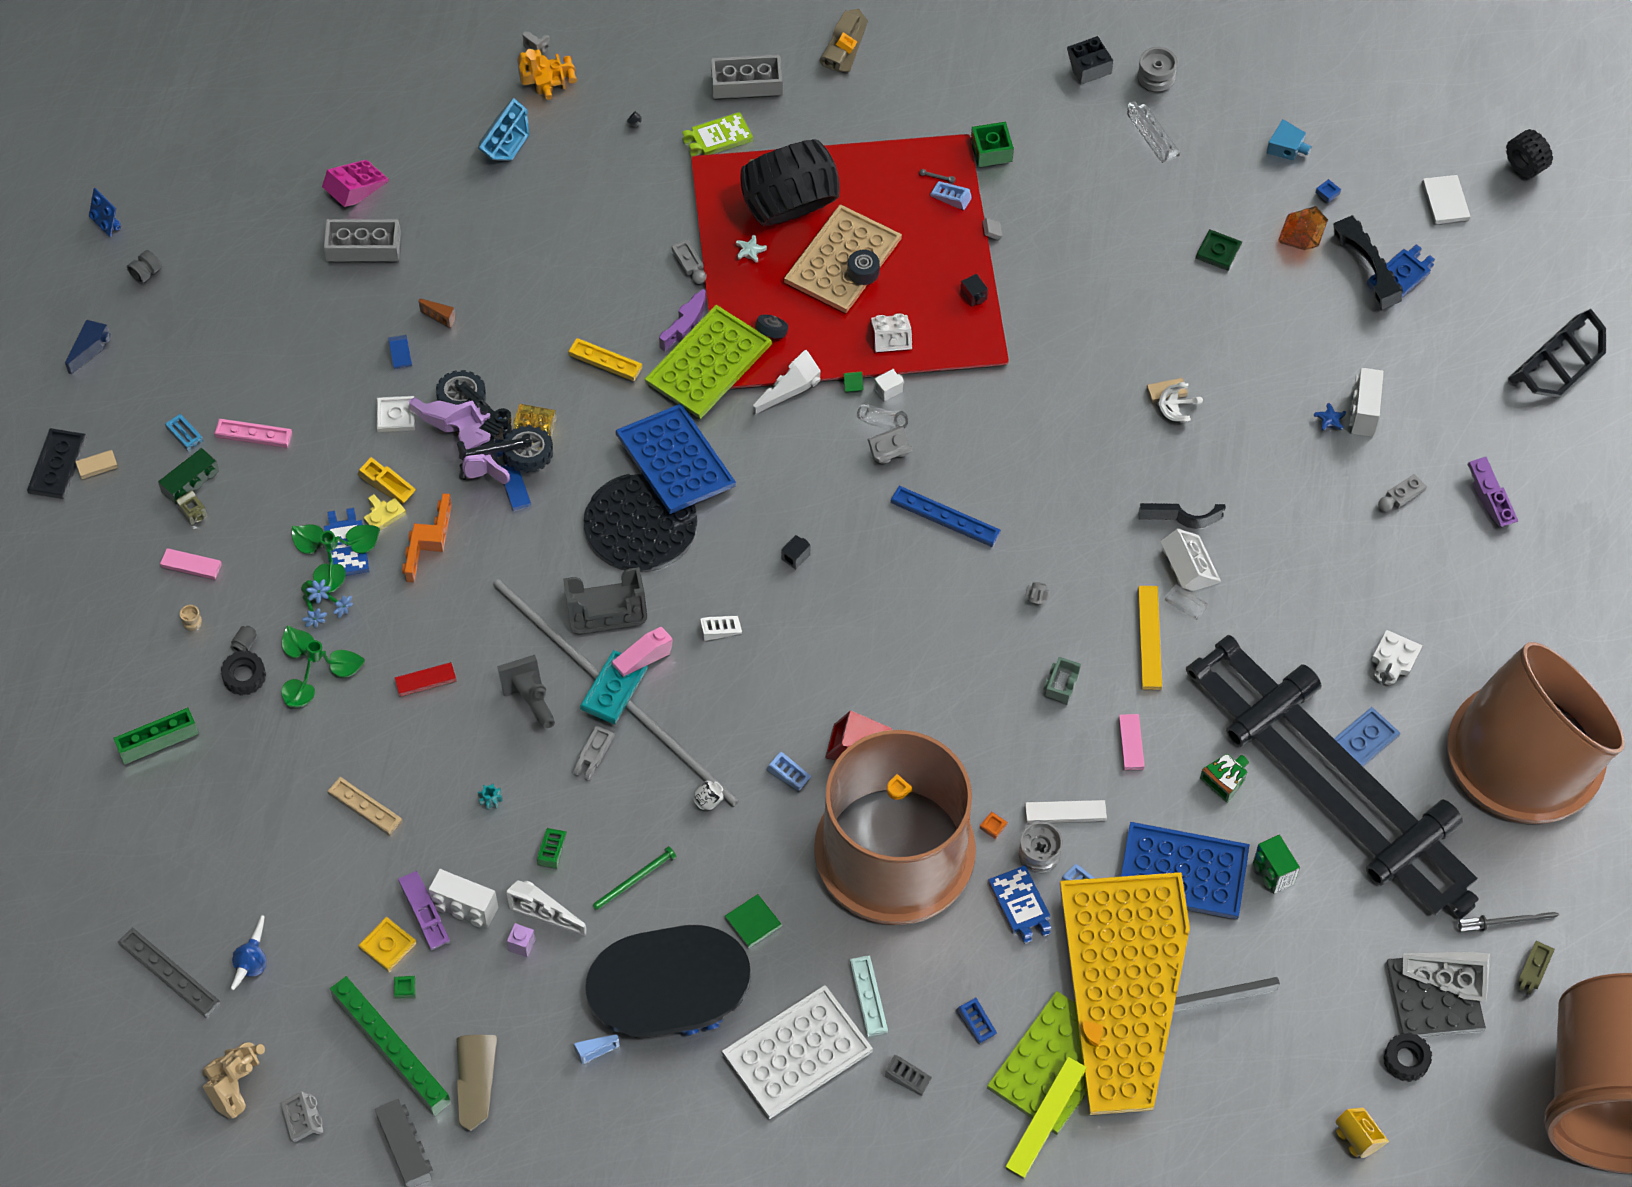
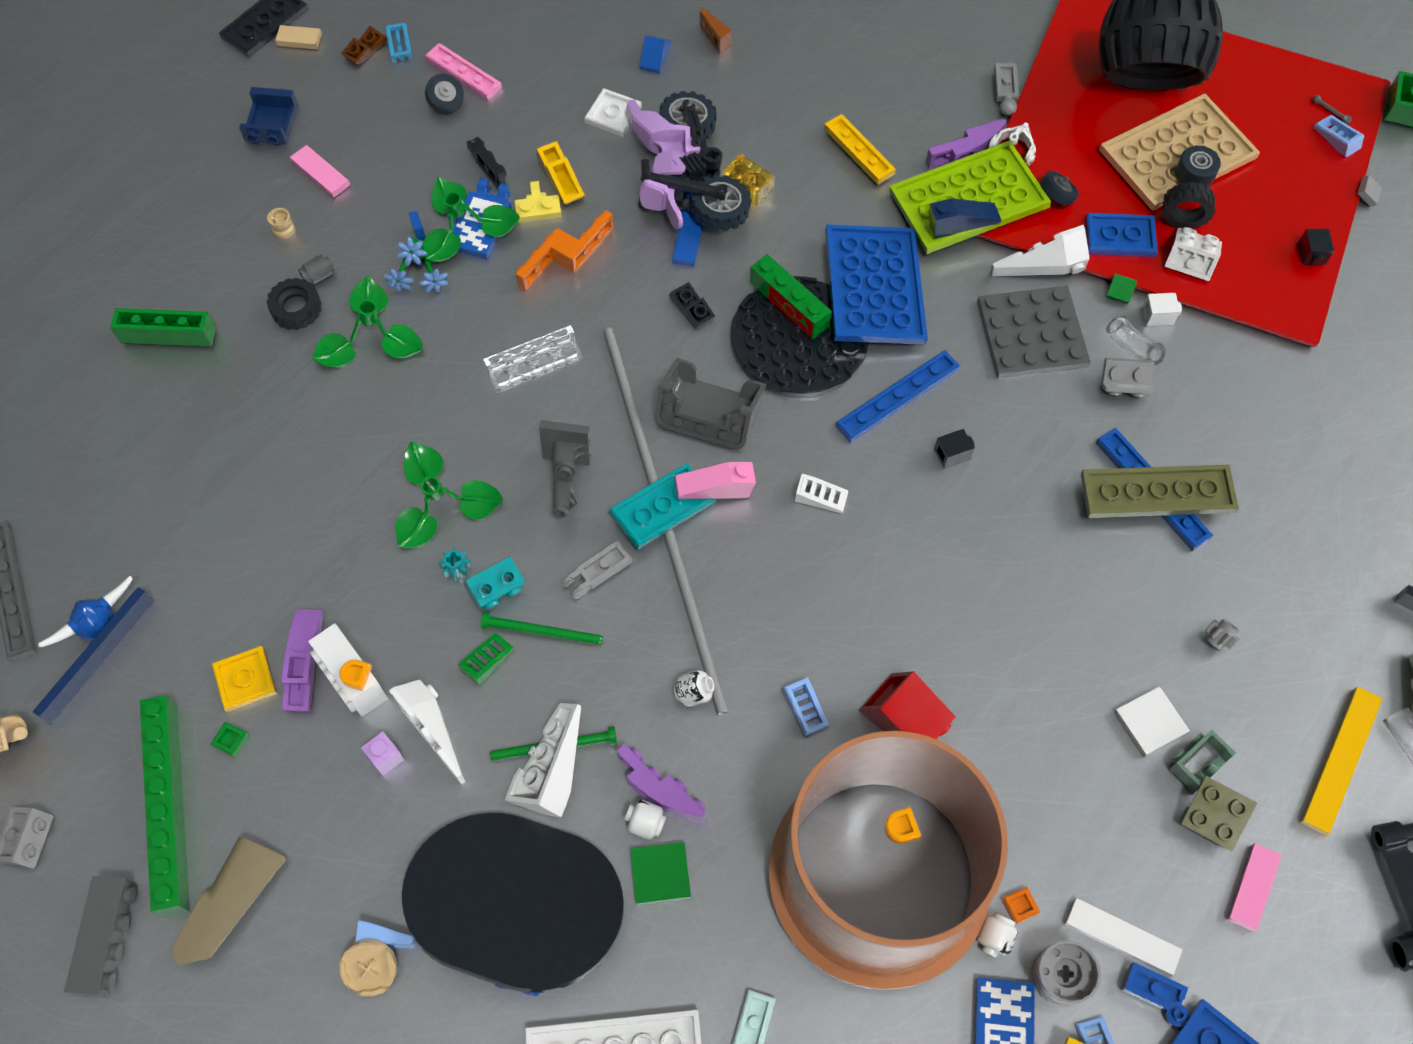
camera: 30 degrees right, 5 degrees up
(120, 538) = (270, 116): none -> dark blue panel
(158, 448) = (364, 48): none -> reddish brown slope
(188, 475) = (372, 84): dark green brick -> none
(195, 514) = (357, 122): olive window -> none
(253, 458) = (444, 93): none -> black wheel
(269, 981) = (93, 656): none -> dark blue tile
(301, 571) = (417, 225): none -> blue tile
(323, 497) = (487, 162): none -> black hinge
(365, 806) = (322, 508): tan tile -> none
(425, 679) = (471, 399): red tile -> none
(445, 786) = (421, 468): none -> green plant
(449, 624) = (525, 354): none -> clear fence
(477, 892) = (355, 674): none -> light orange tile
(528, 794) = (493, 582): none -> teal brick
(546, 536) = (691, 305): none -> black slope
(577, 811) = (488, 621): none -> green bar
(597, 1068) = (368, 967): none -> tan tile
(619, 496) = (790, 296): none -> green brick
(642, 897) = (548, 774): none -> white wedge
(712, 379) = (961, 215): none -> dark blue slope
(720, 295) = (1020, 132): none -> white helmet
(724, 892) = (645, 819): none -> white head
(728, 871) = (667, 793): none -> medium lavender slope
(735, 533) = (897, 396): none -> blue tile
(750, 249) = (1079, 100): light aqua animal -> none
(806, 442) = (1033, 332): none -> dark grey plate
(833, 341) = (1121, 234): none -> blue tile
(875, 307) = (1184, 193): none -> black tyre
(949, 516) = (1159, 491): none -> olive plate
(988, 848) = (997, 935): none -> white head
(1019, 671) = (1151, 721): none -> white tile
(1087, 706) = (1218, 813): none -> olive hinge
(1102, 832) = (1159, 992): none -> blue hinge
(1225, 775) = (1364, 1002): torso -> none

